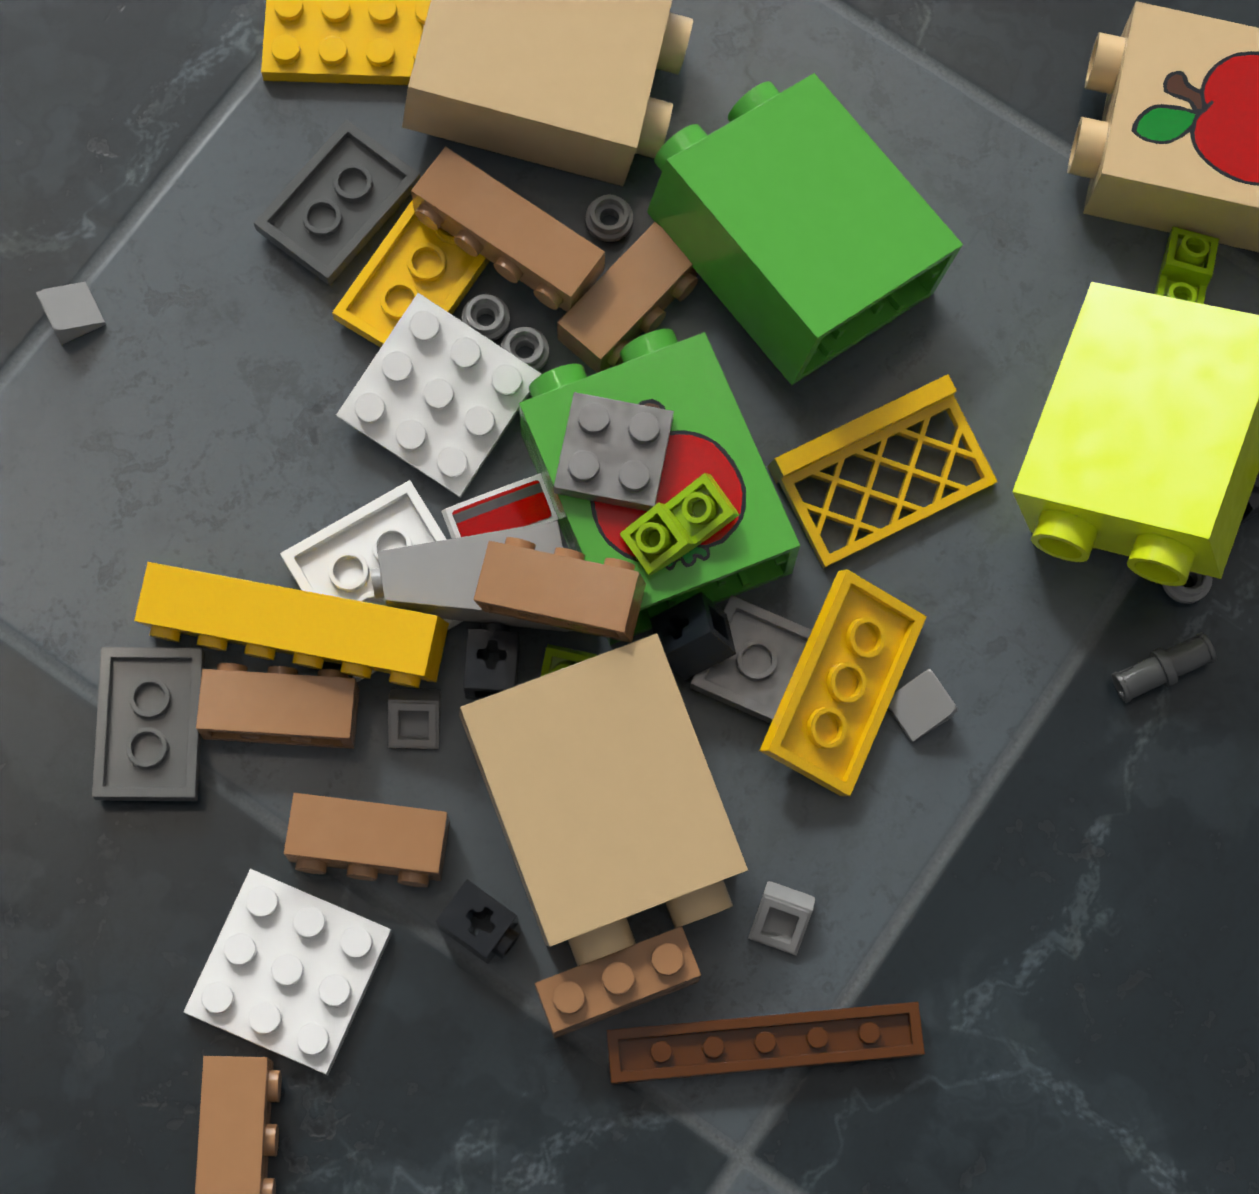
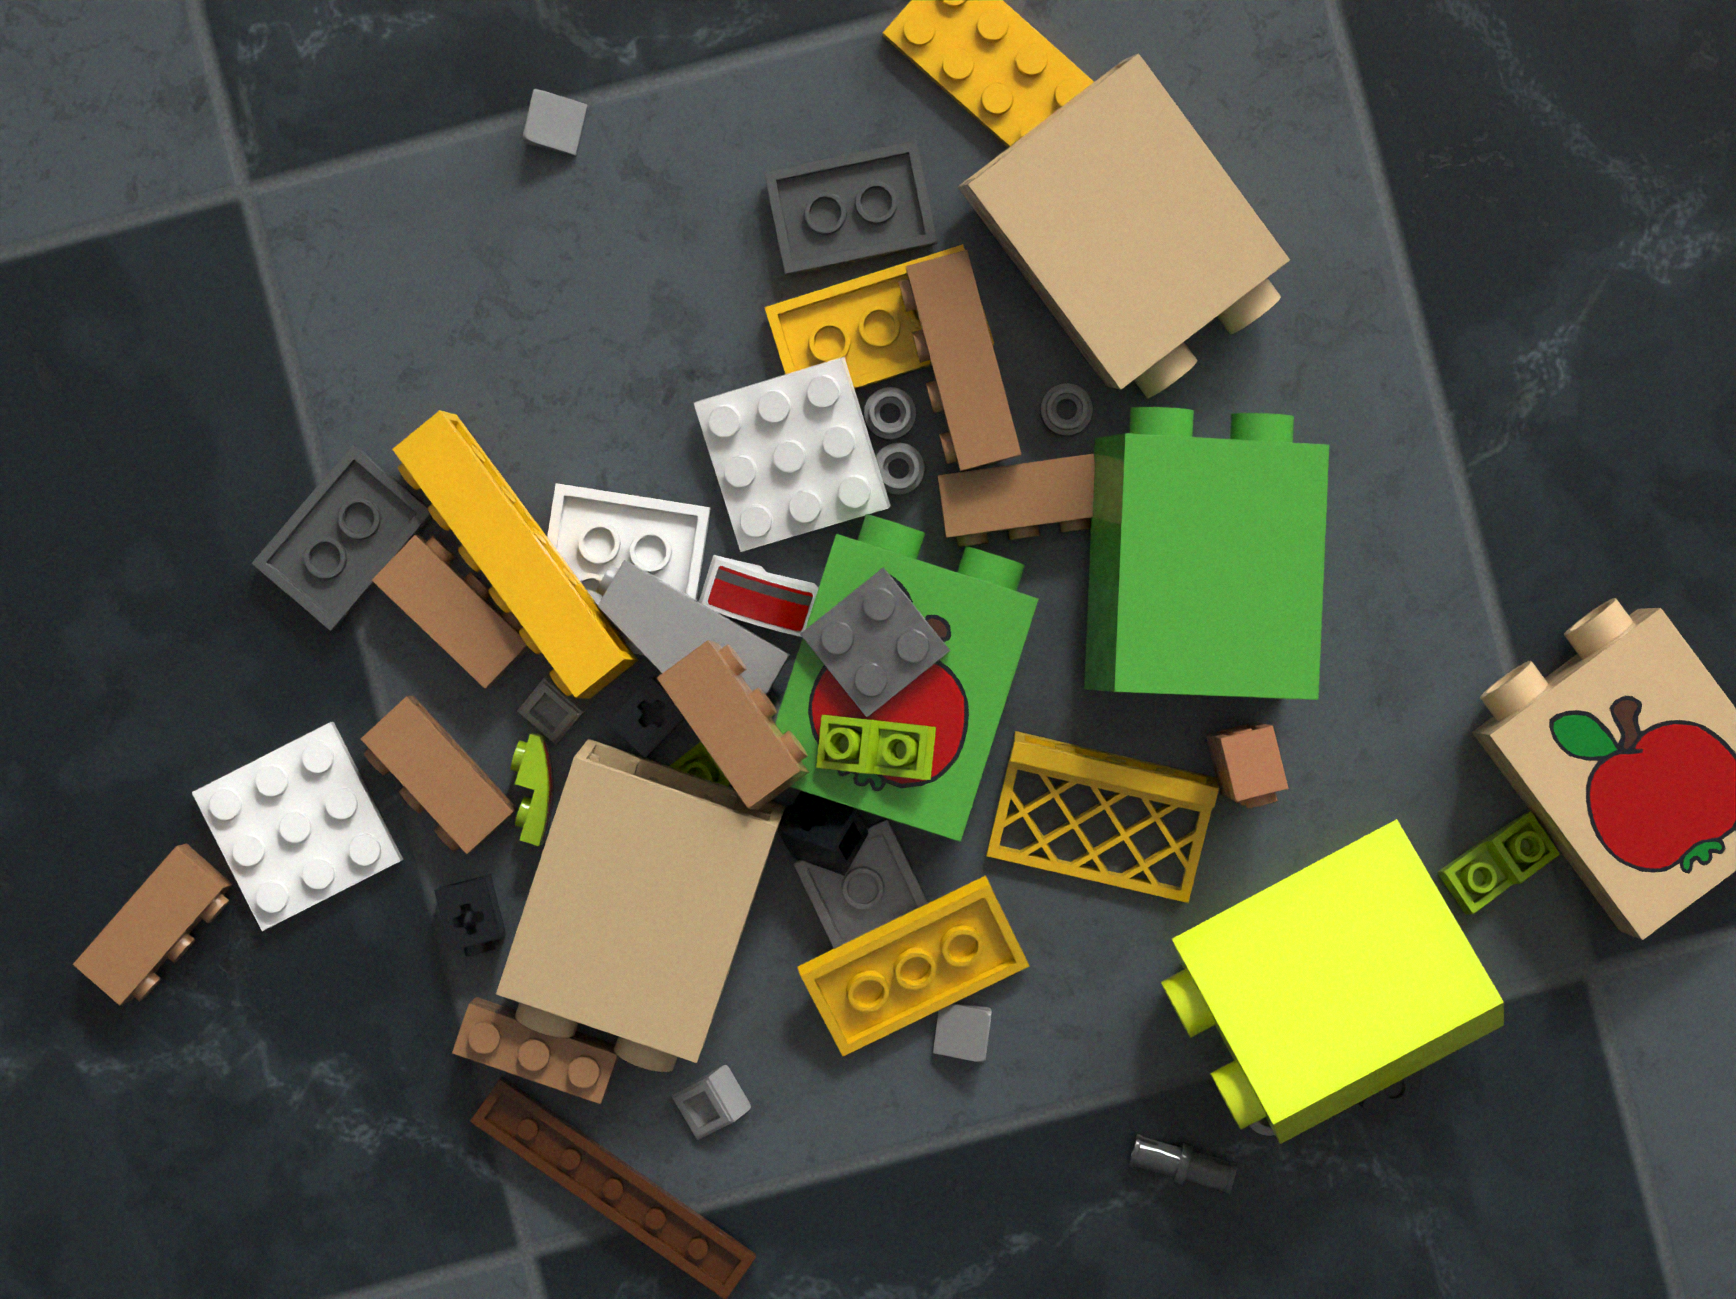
camera: 40 degrees right, 15 degrees up
(443, 778) = (534, 772): none -> lime slope
(953, 331) = (1247, 764): none -> nougat brick

